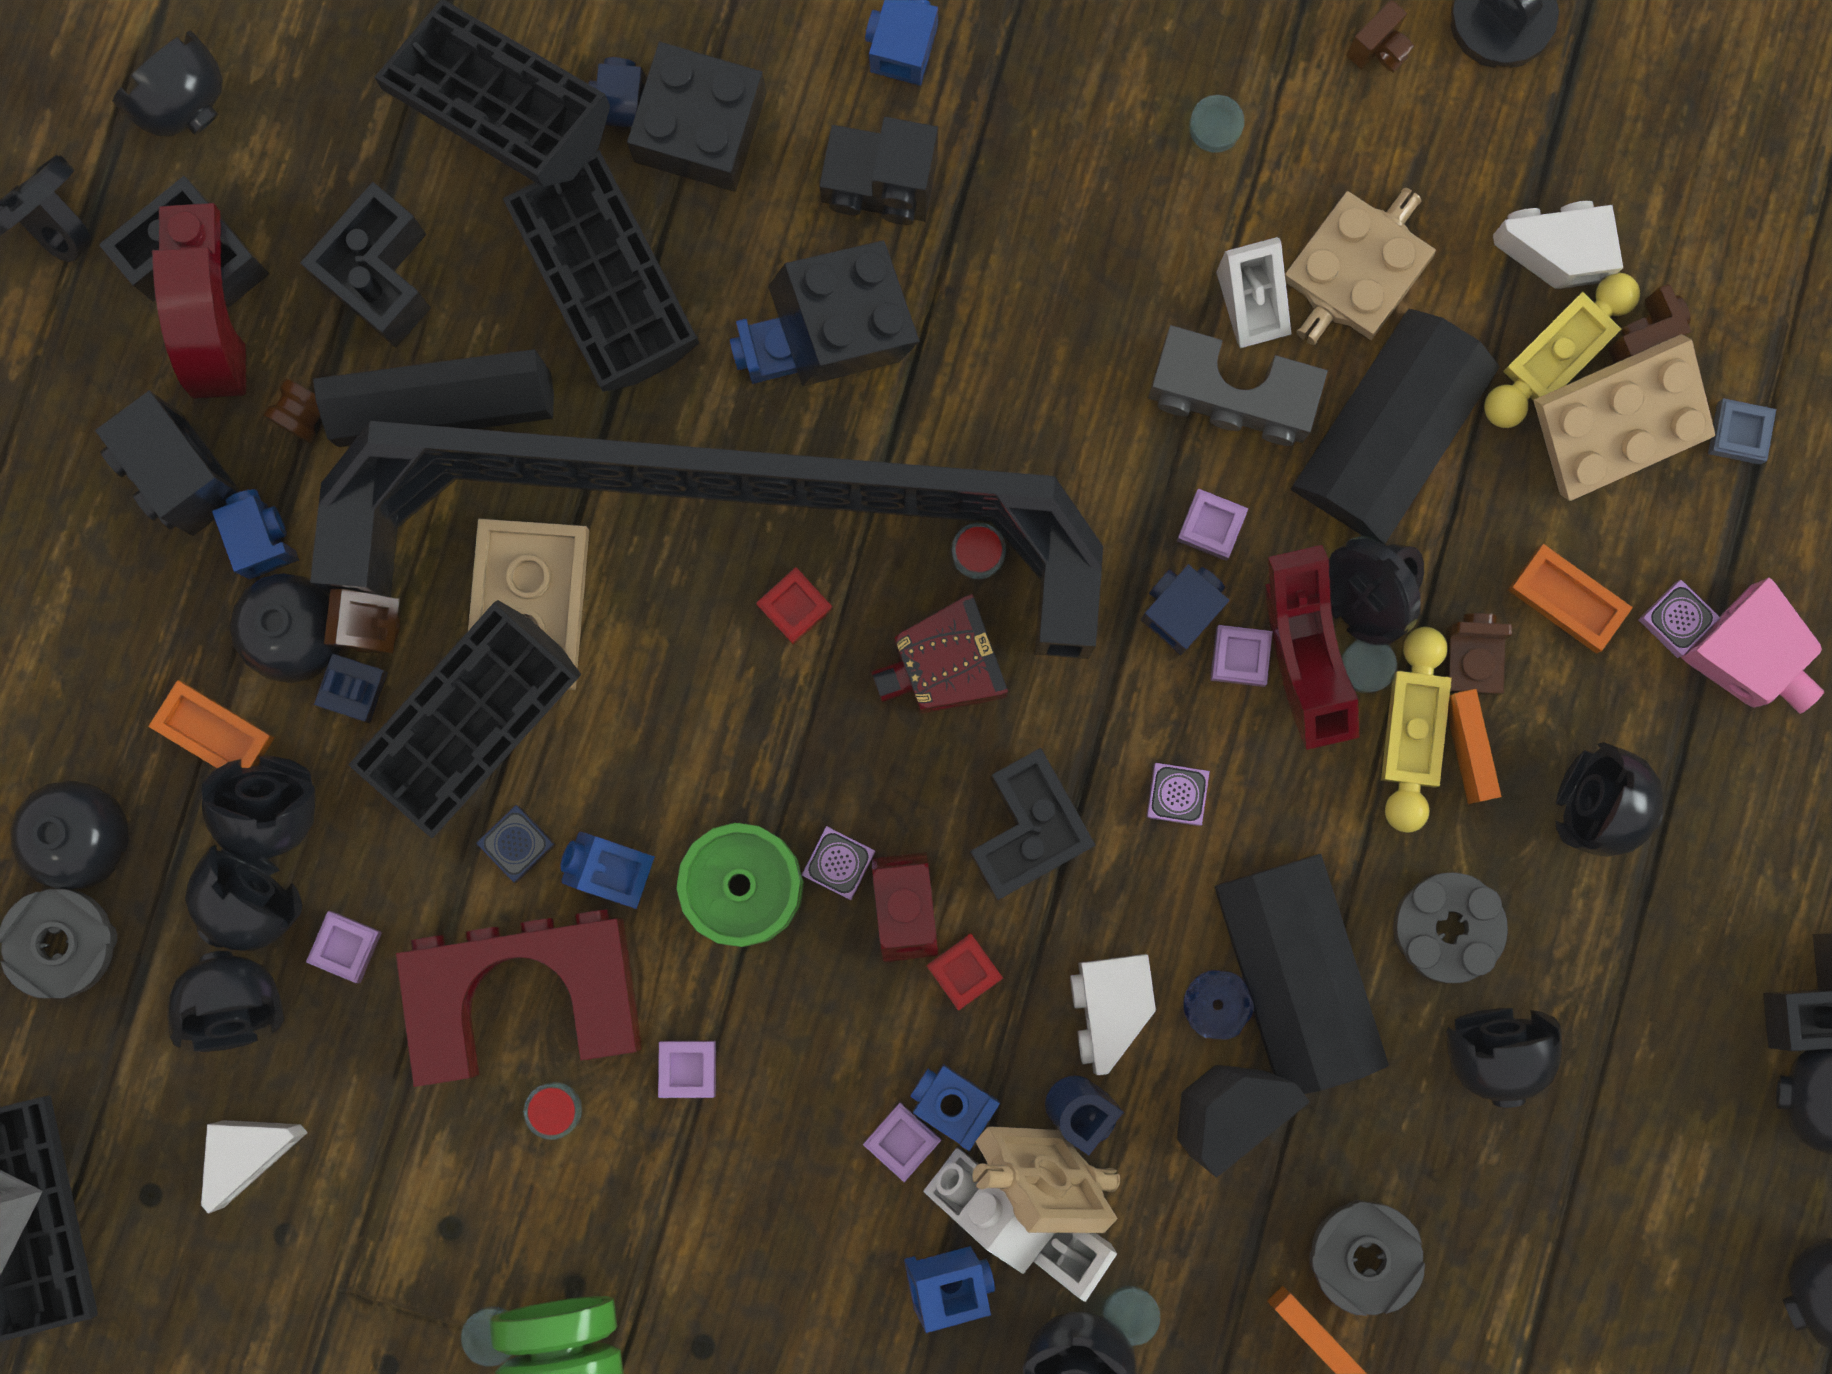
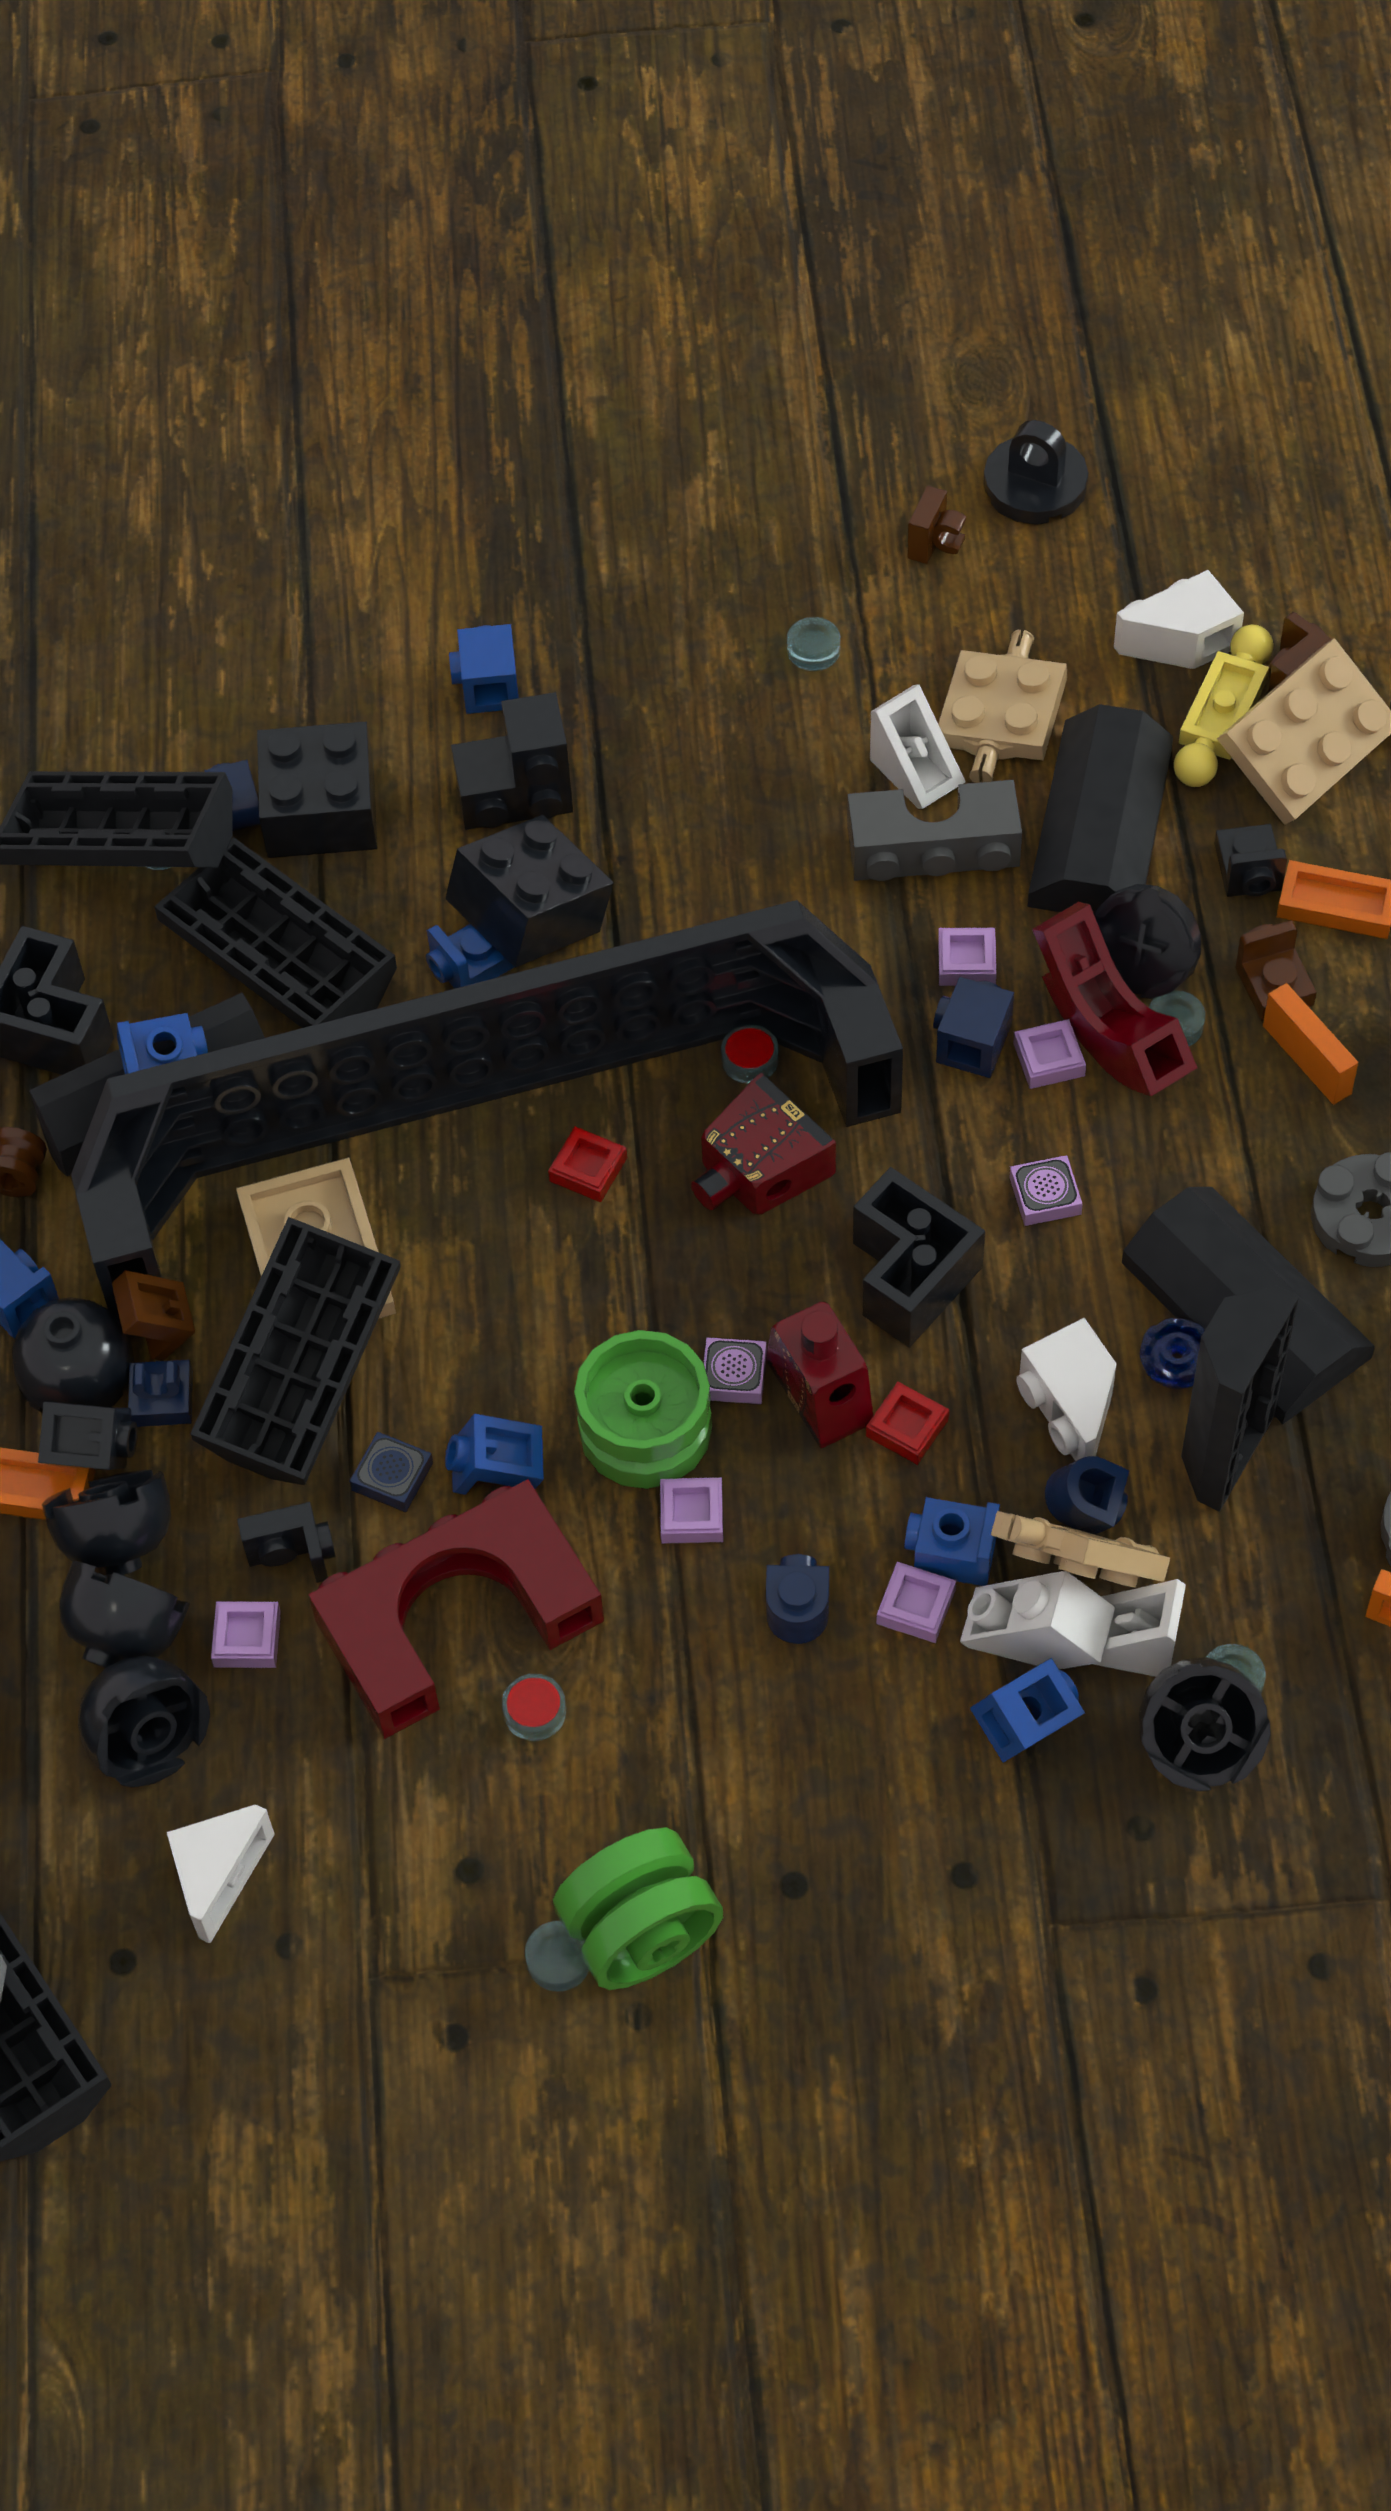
camera: 20 degrees left, 25 degrees down
(267, 721) = (87, 1436): none -> black bracket
(397, 877) = (283, 1534): none -> black bracket
(418, 377) = (137, 1041): none -> blue brick
(687, 1069) = (660, 1616): lavender tile -> none
(751, 981) = (691, 1510): none -> lavender tile
(803, 1105) = (797, 1598): none -> dark blue plate
(1416, 729) = (1249, 1051): light yellow plate -> none
(1509, 527) = (1250, 860): none -> black bracket

